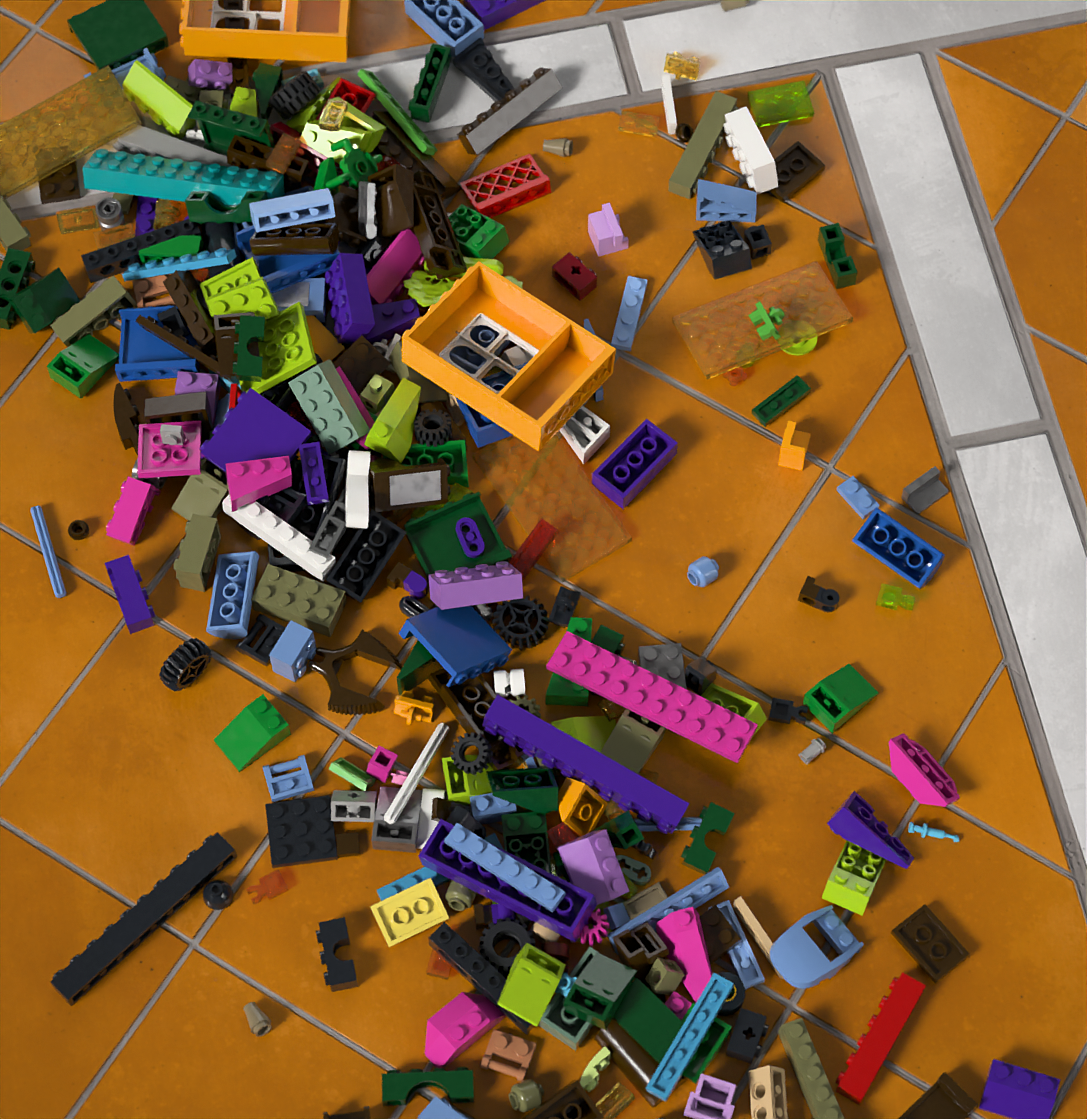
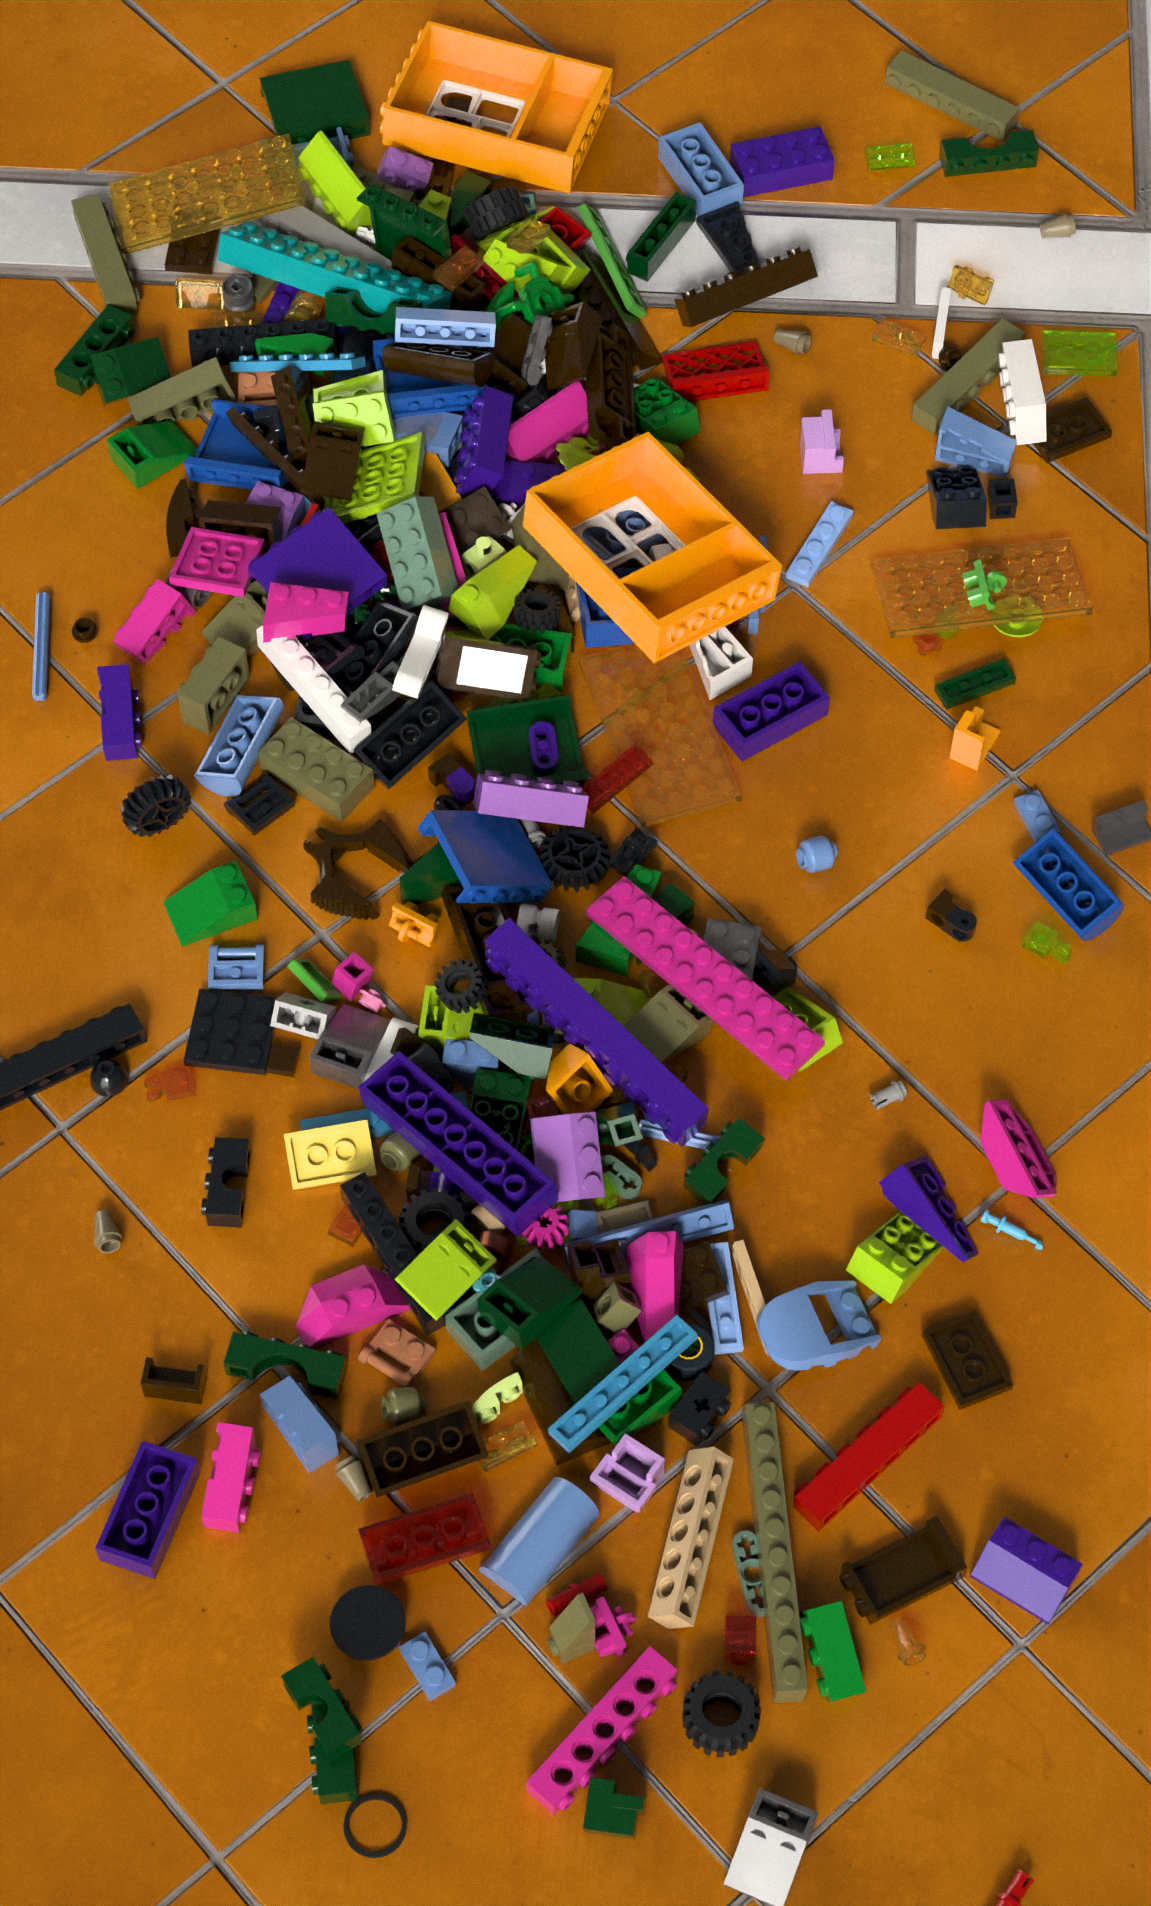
camera: 15 degrees right, 5 degrees down
(172, 434) = (223, 543): light grey plate -> none
(249, 330) = (349, 446): dark green arch -> none
(293, 651) = (288, 822): medium blue brick -> none
(313, 473) = (374, 622): dark purple plate -> none
(416, 773) = (390, 997): white axle -> none
(505, 867) = (457, 1124): medium blue plate -> none
(574, 276) = (766, 486): dark red brick -> none
(783, 711) = (868, 1039): black plate -> none
(839, 697) = (940, 1040): green slope -> none
(840, 266) = (1094, 542): dark green arch -> none

